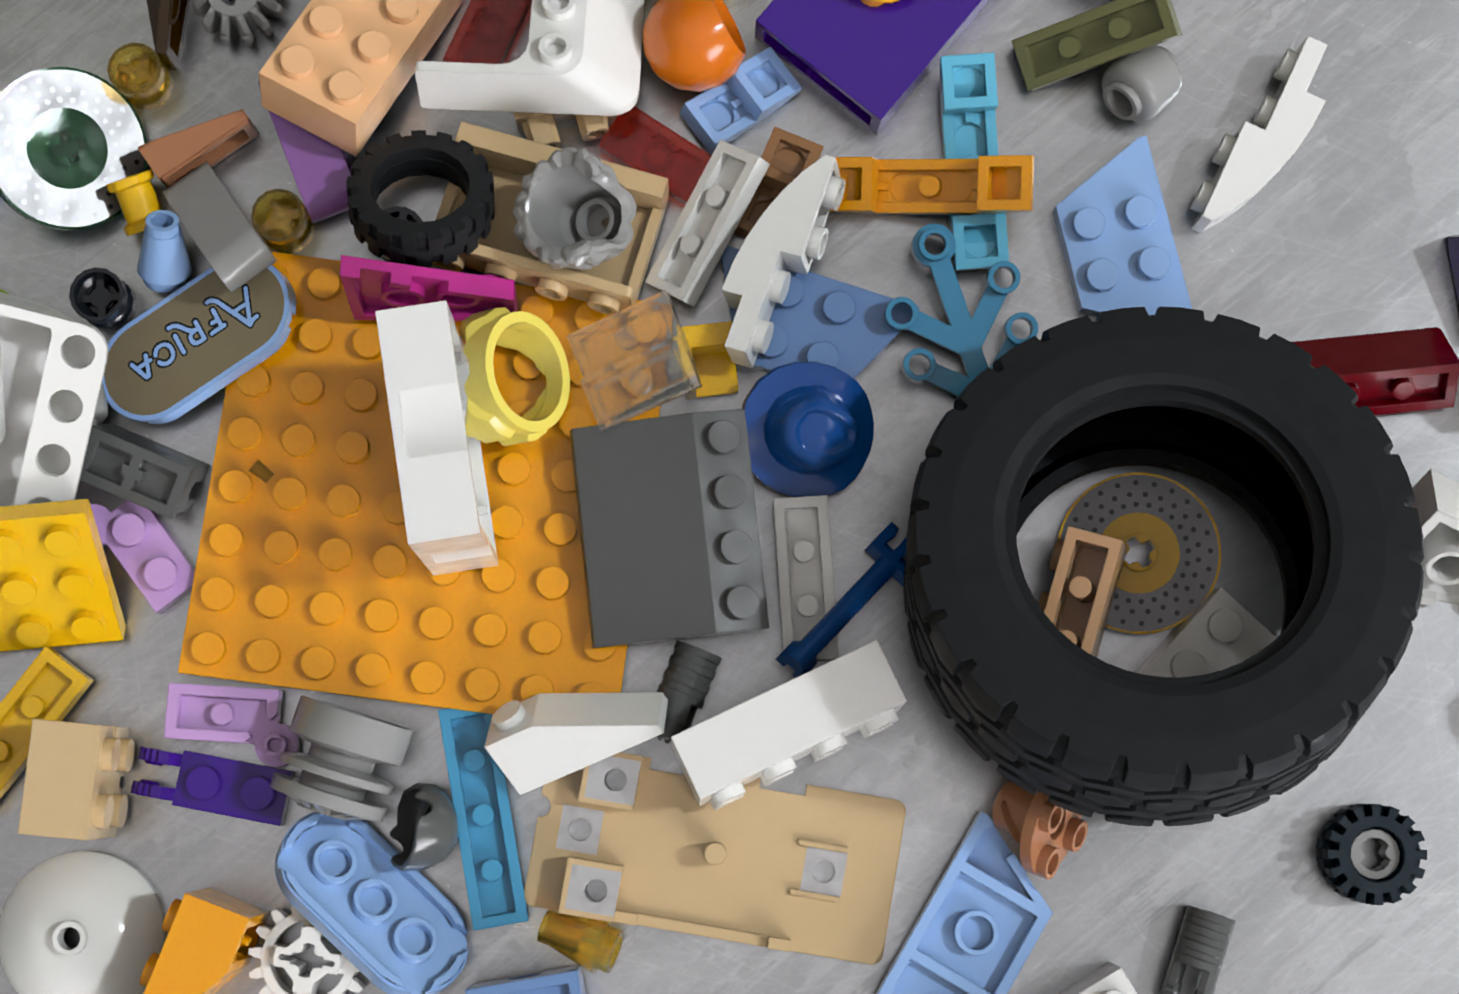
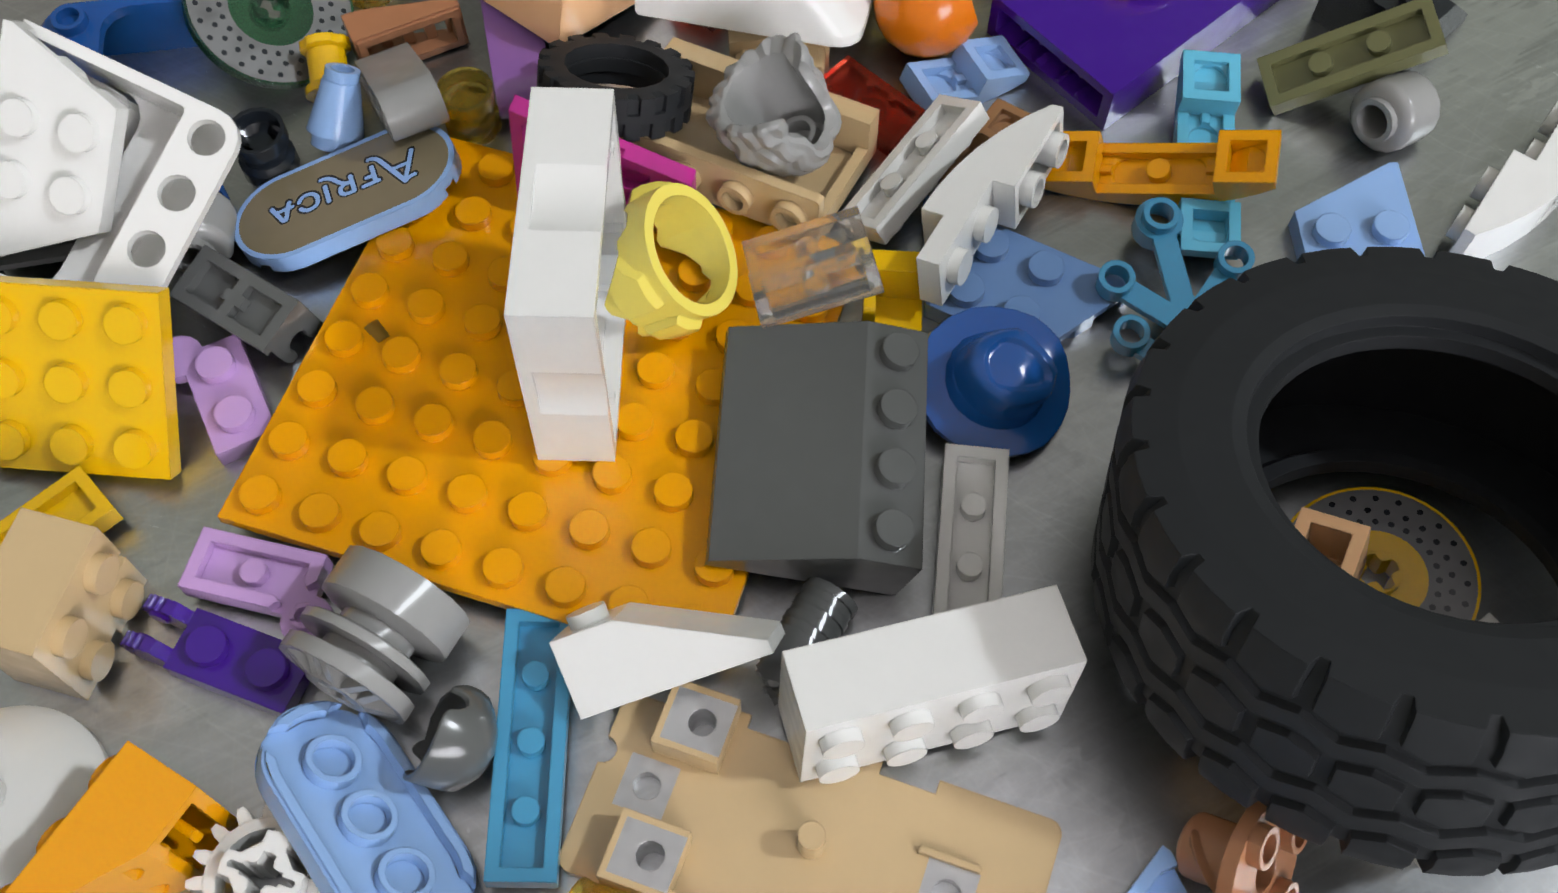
camera: 15 degrees right, 20 degrees down
(889, 563) = (1067, 540): blue hinge -> none

